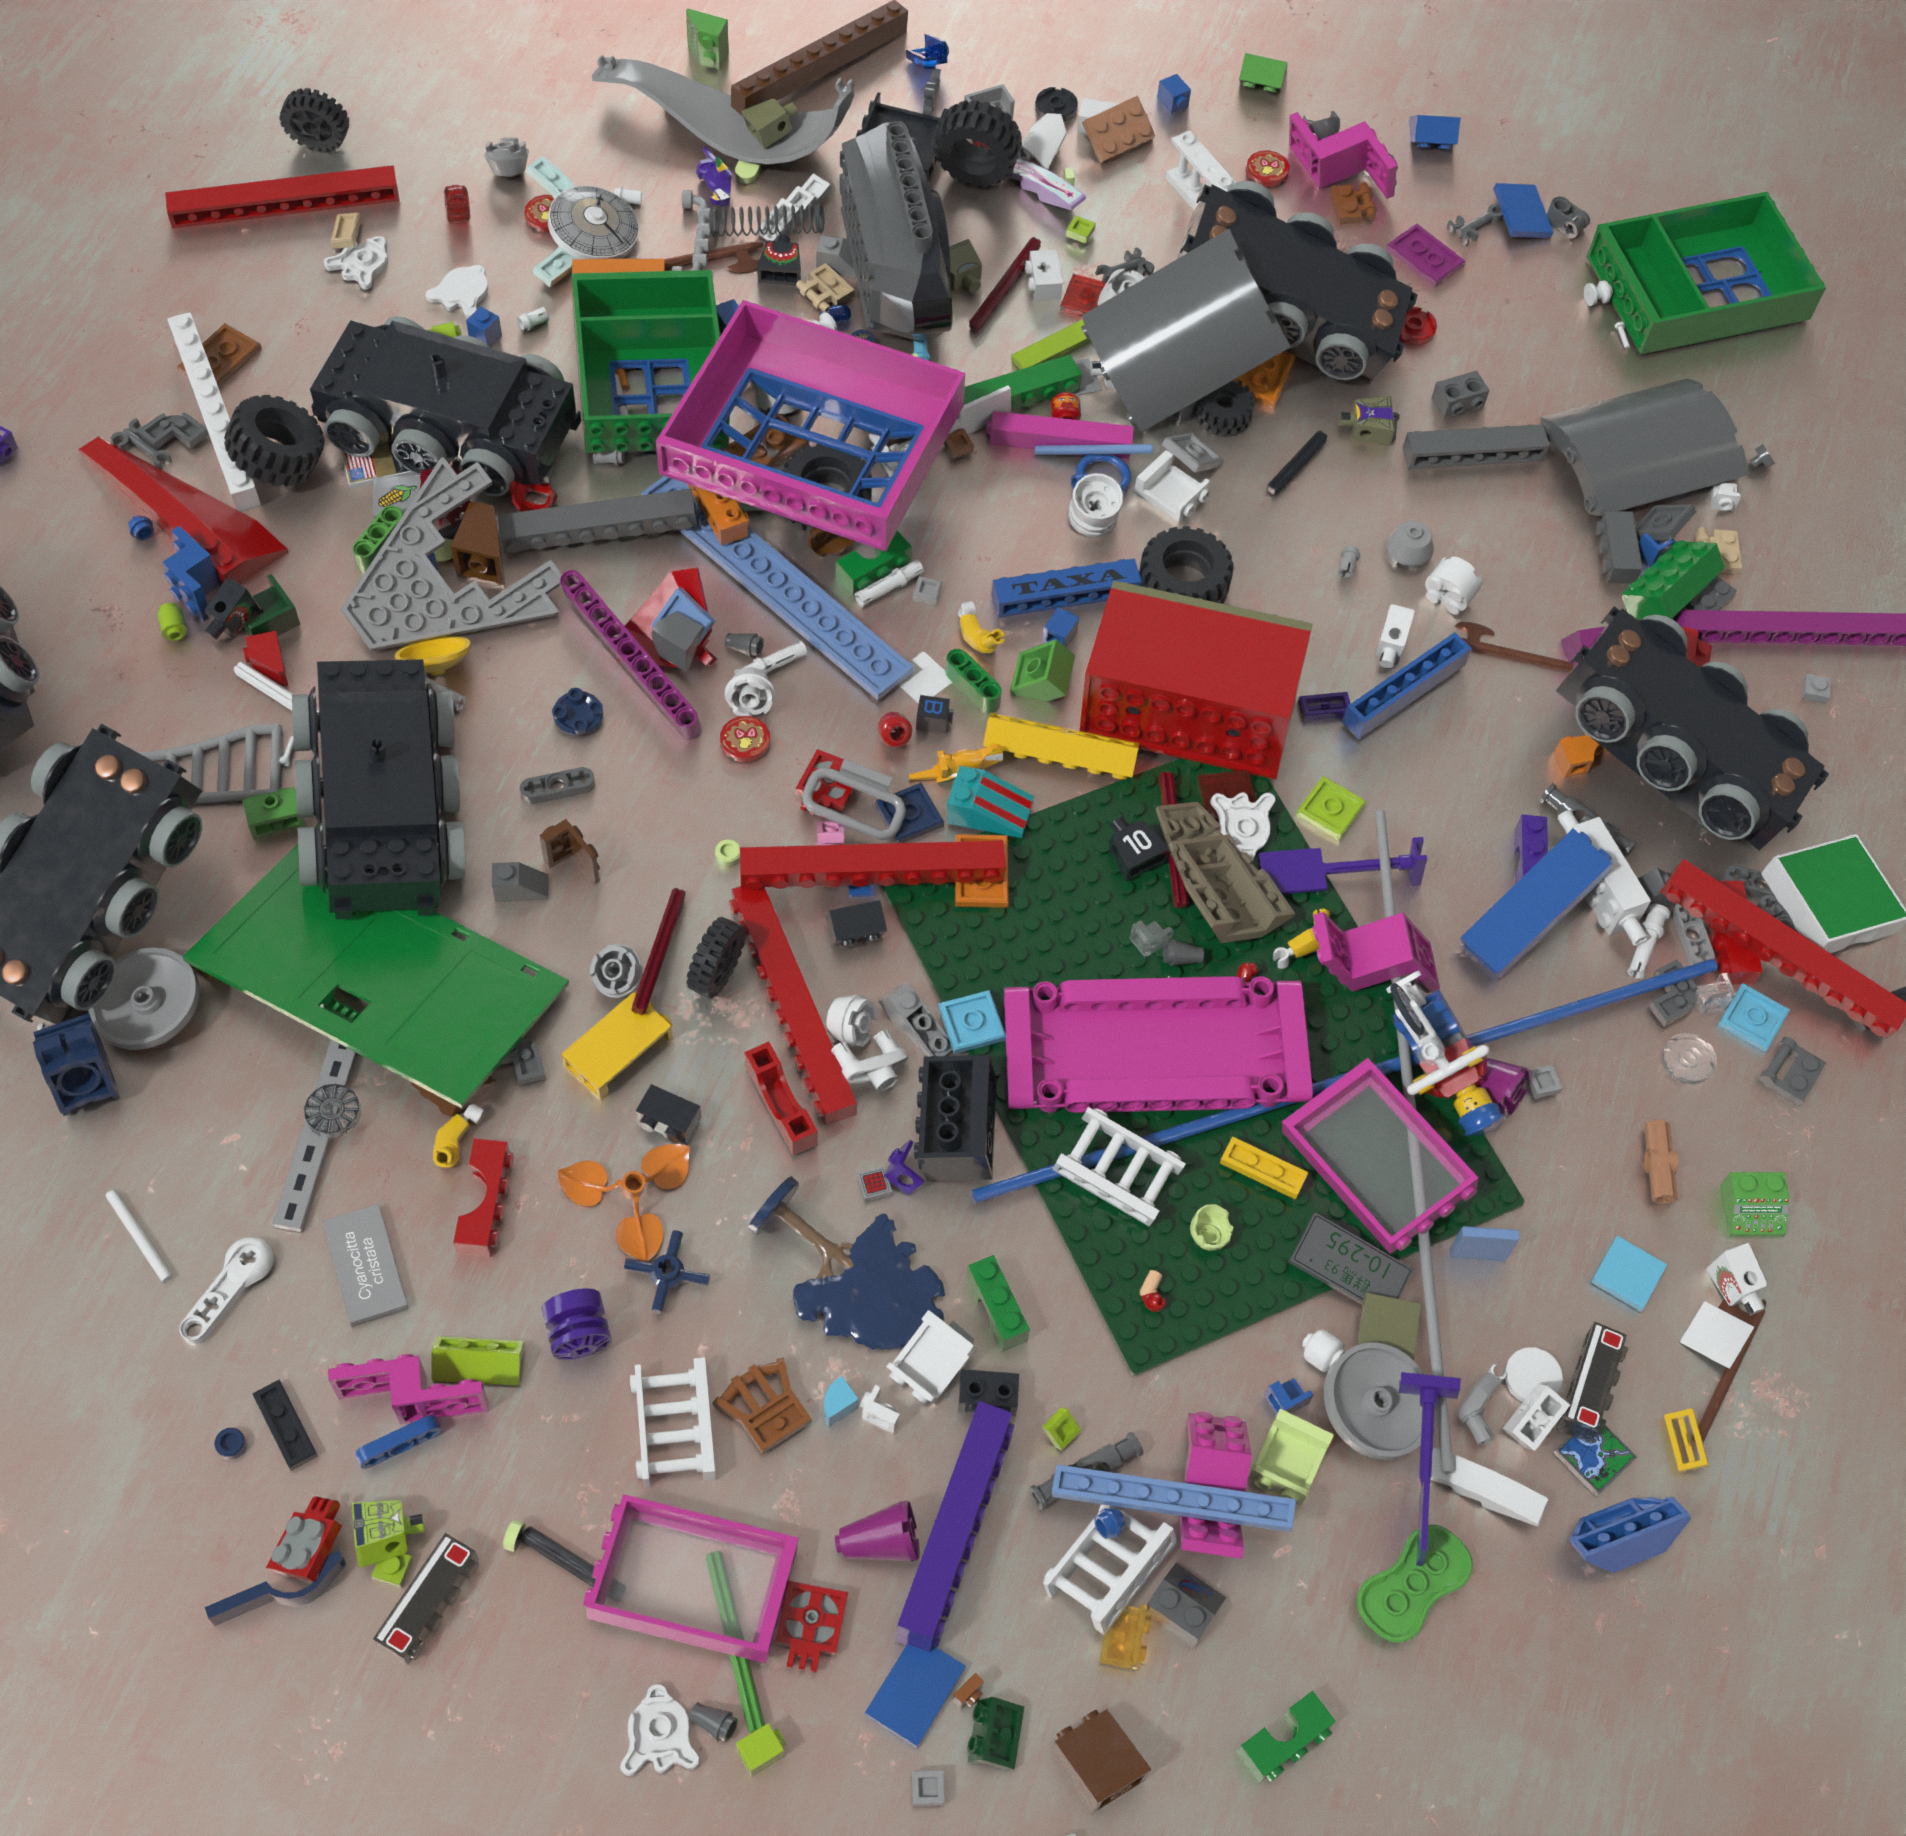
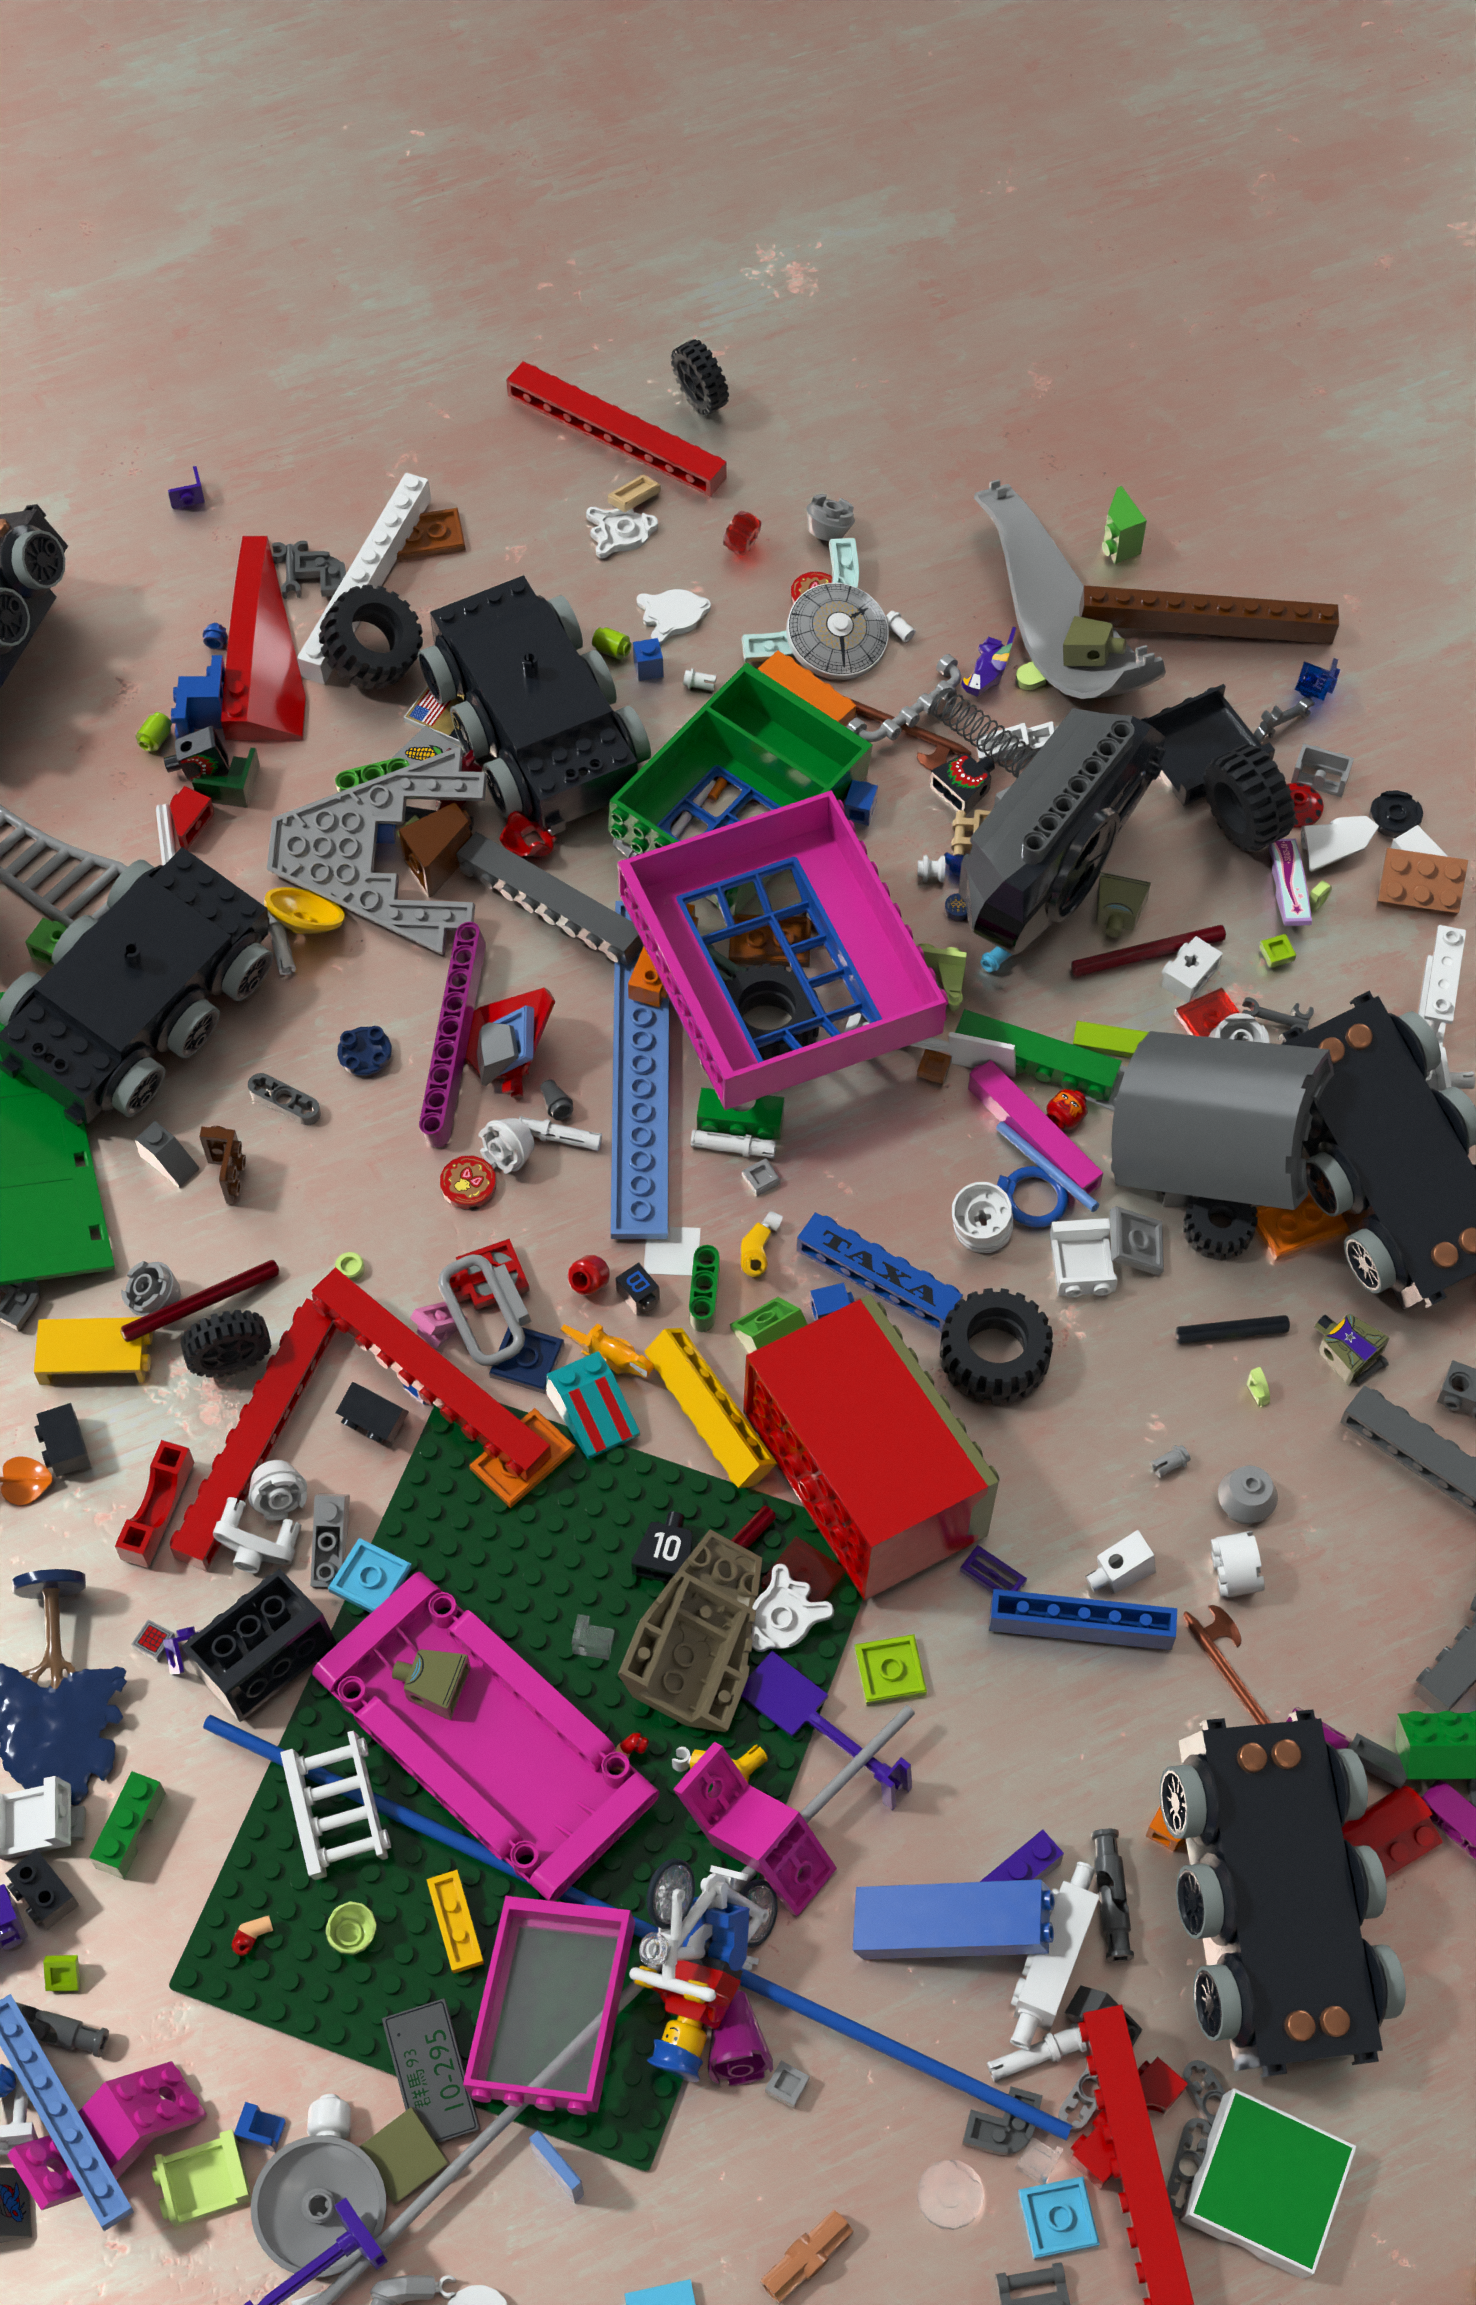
camera: 50 degrees right, 0 degrees up
(1091, 1041) = (434, 1680): none -> olive torso
(1181, 953) = (600, 1677): dark grey cone -> none
(1348, 481) = (1258, 1386): none -> yellowish green tile

